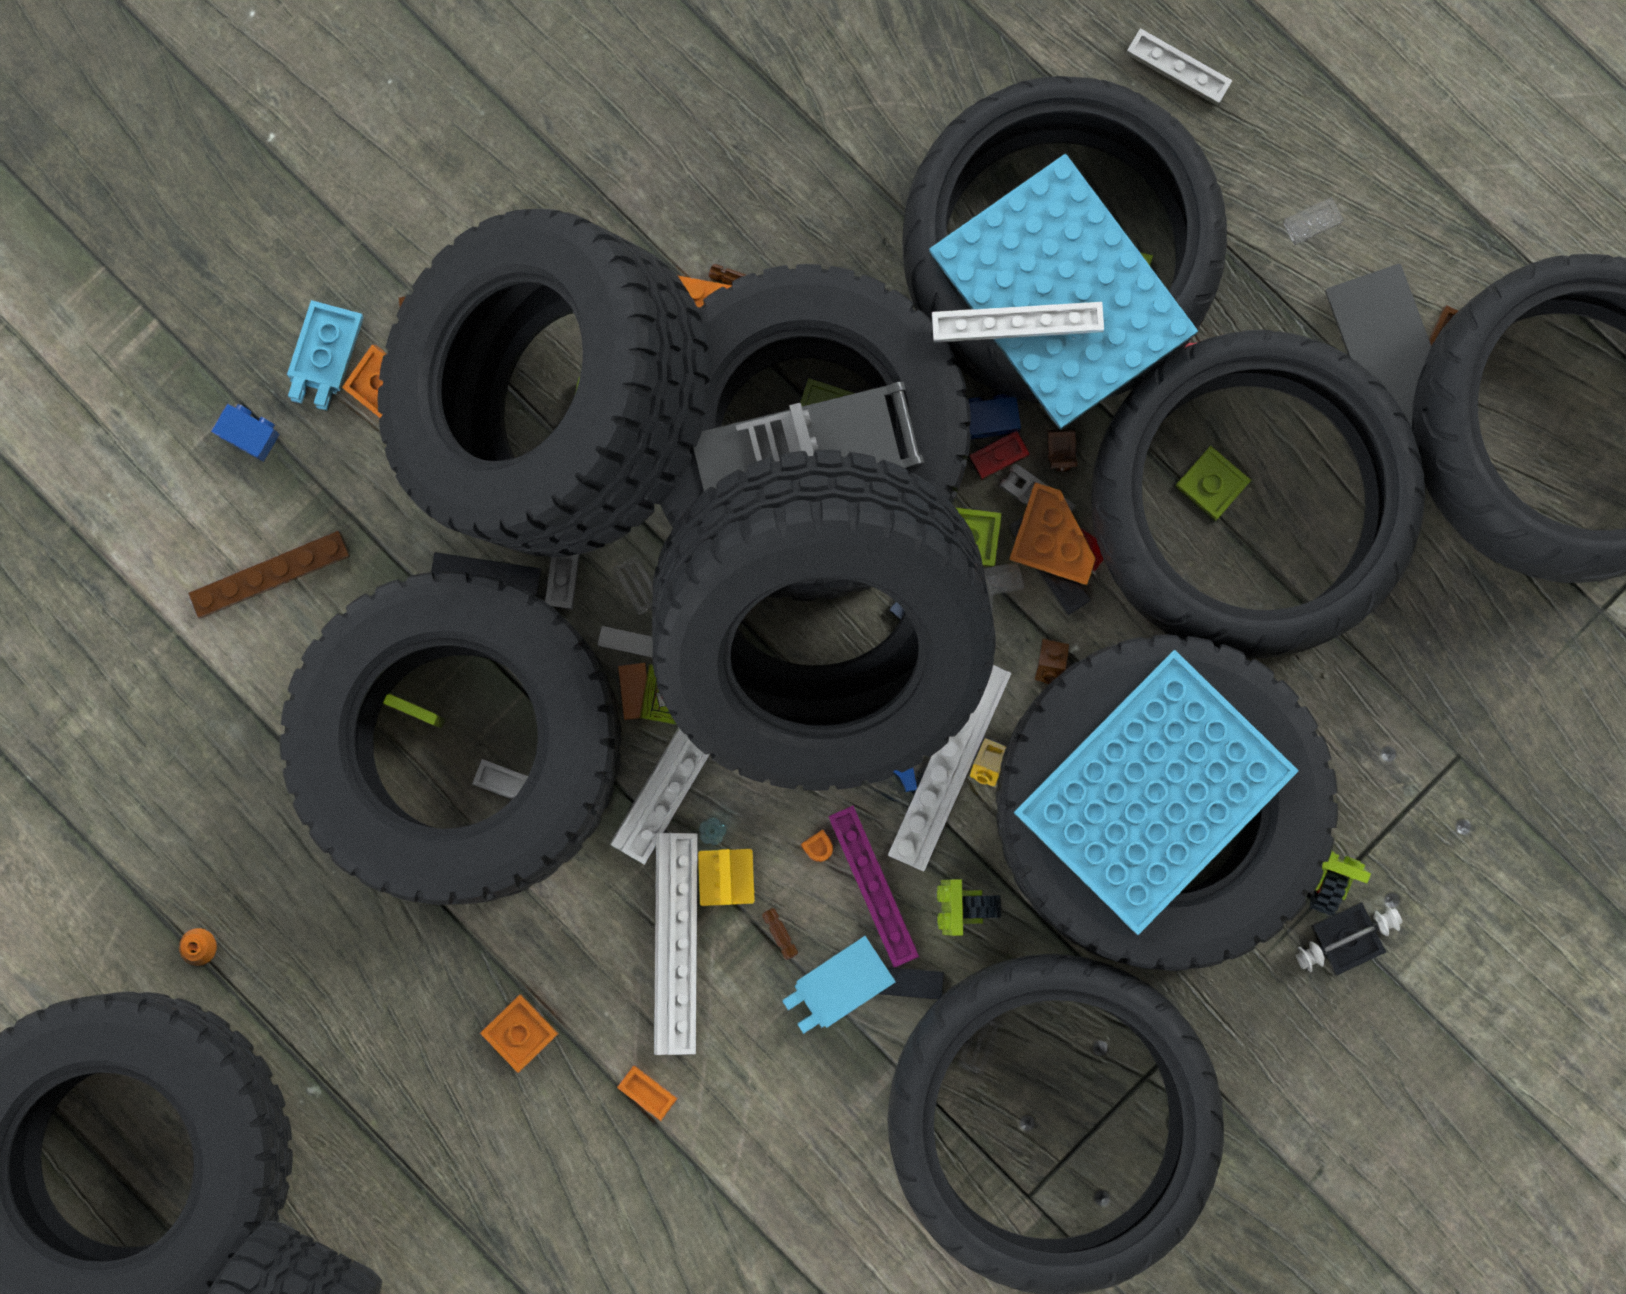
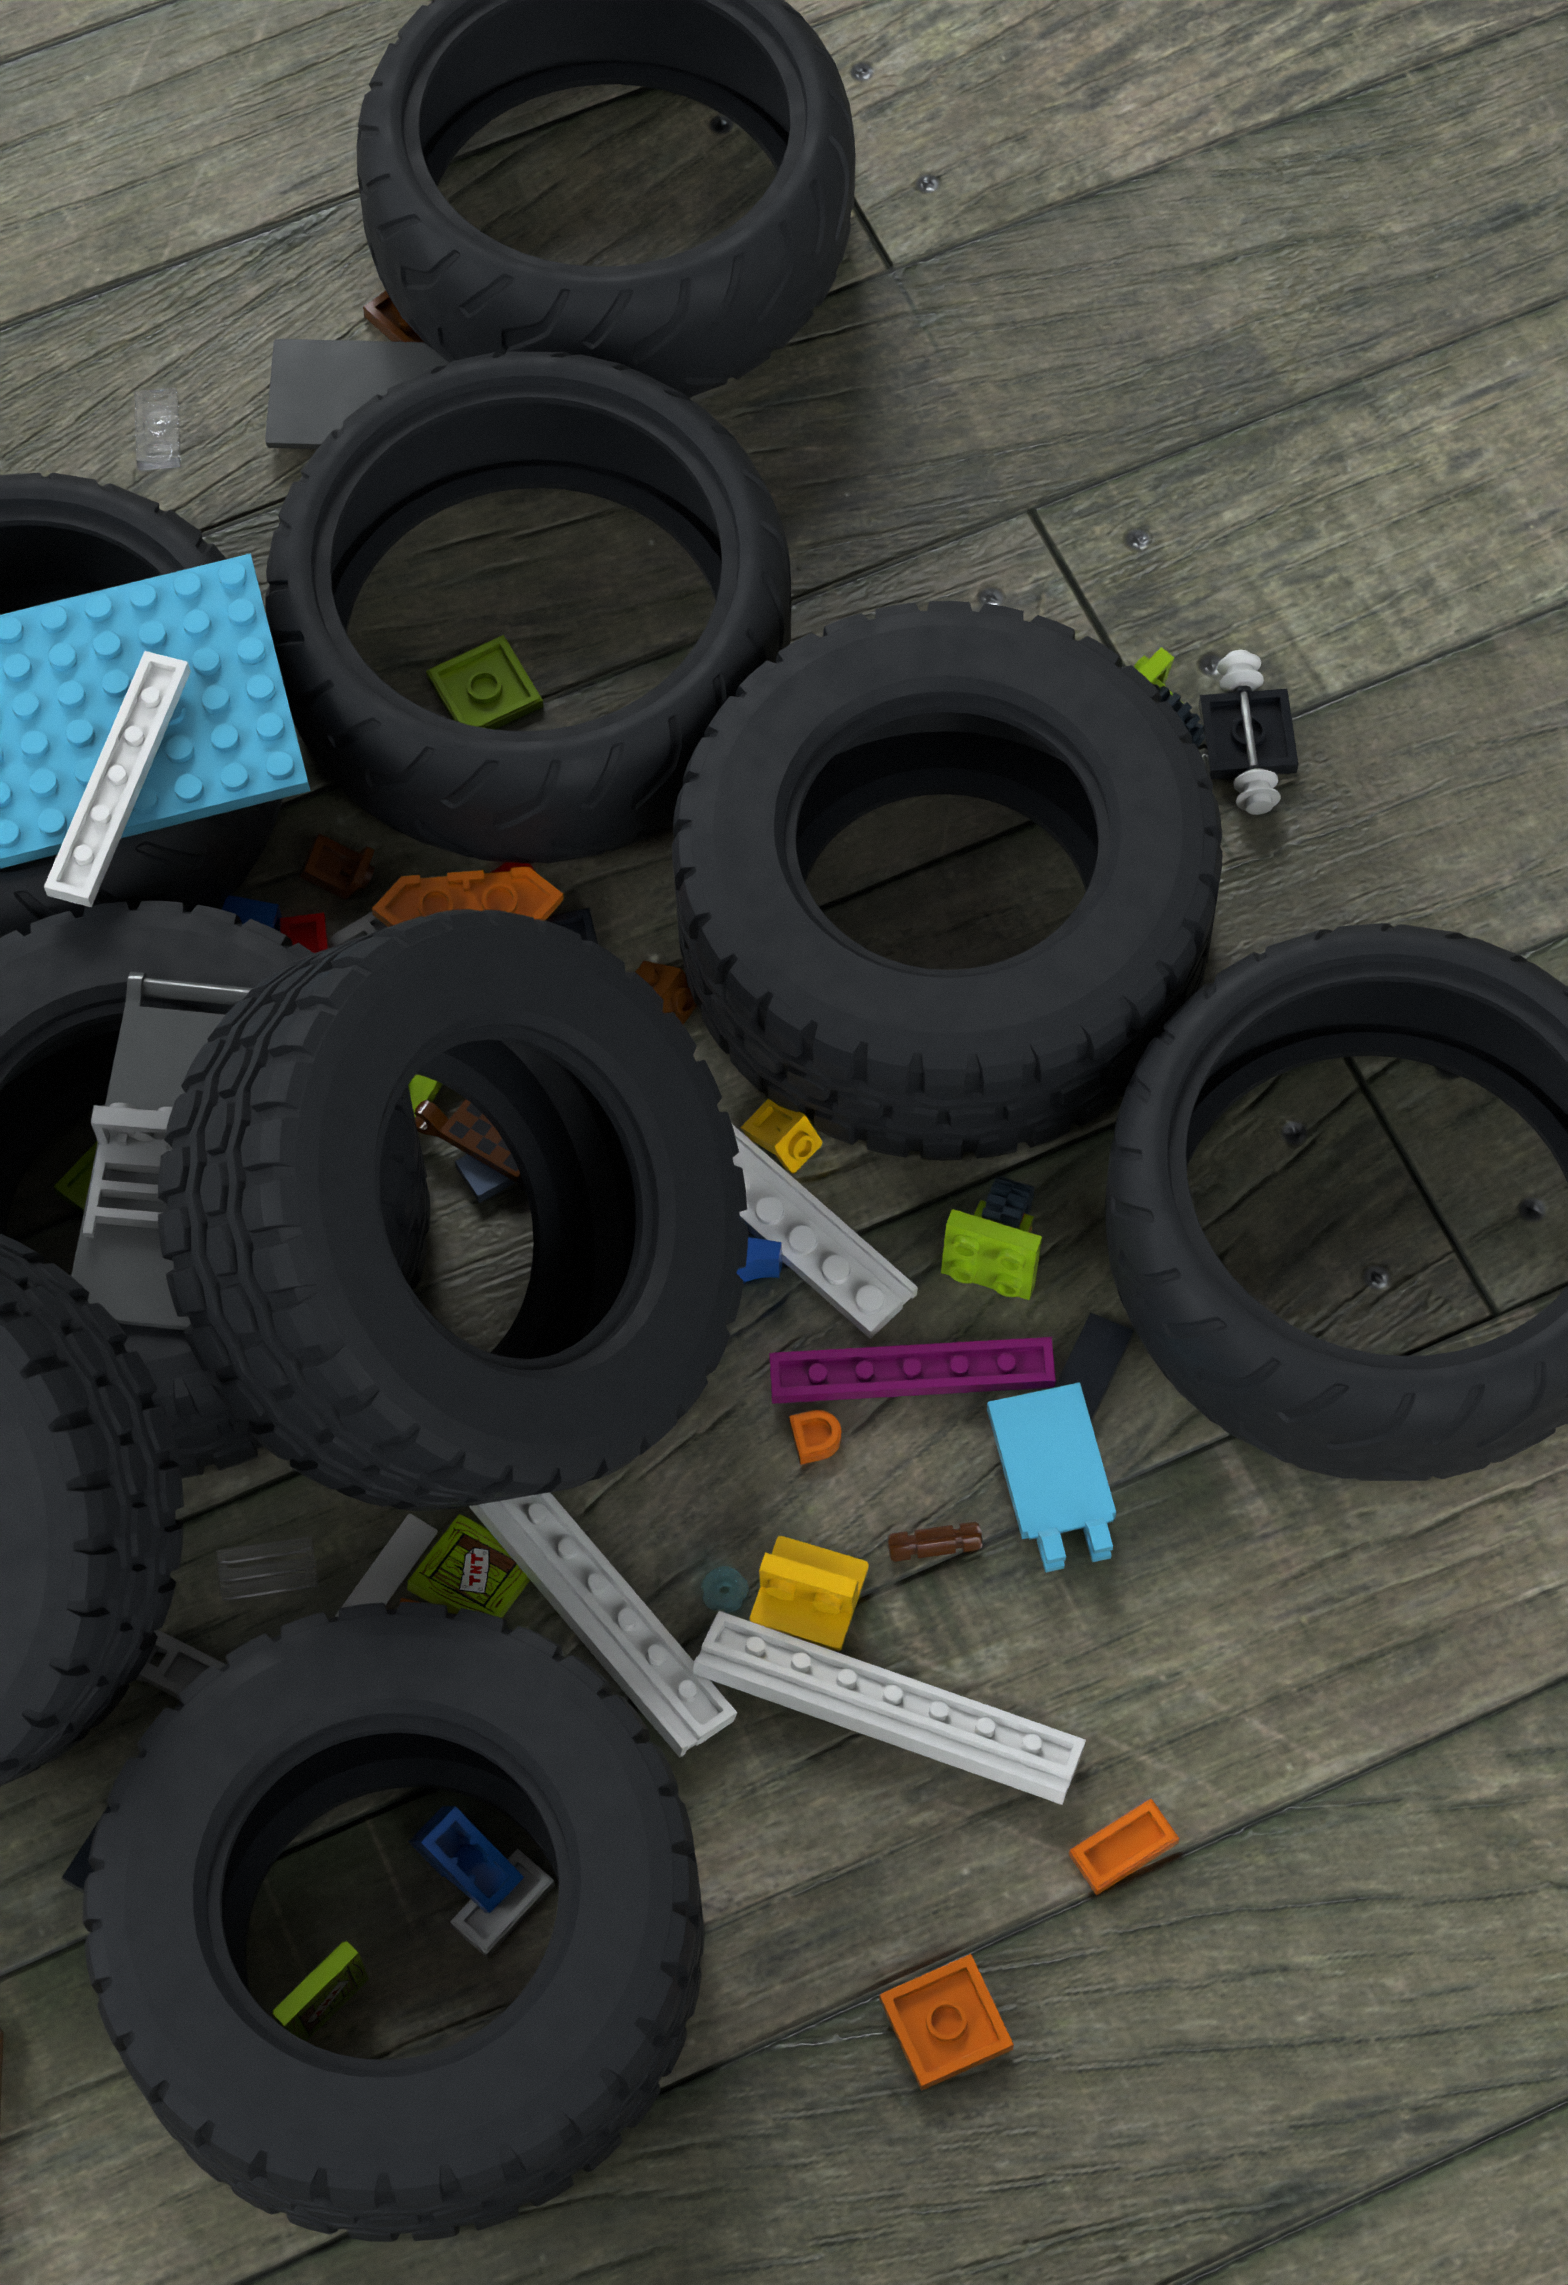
camera: 70 degrees left, 20 degrees down
(514, 754) = (466, 1858): none -> blue arch
(1155, 792) = (925, 838): medium azure plate -> none

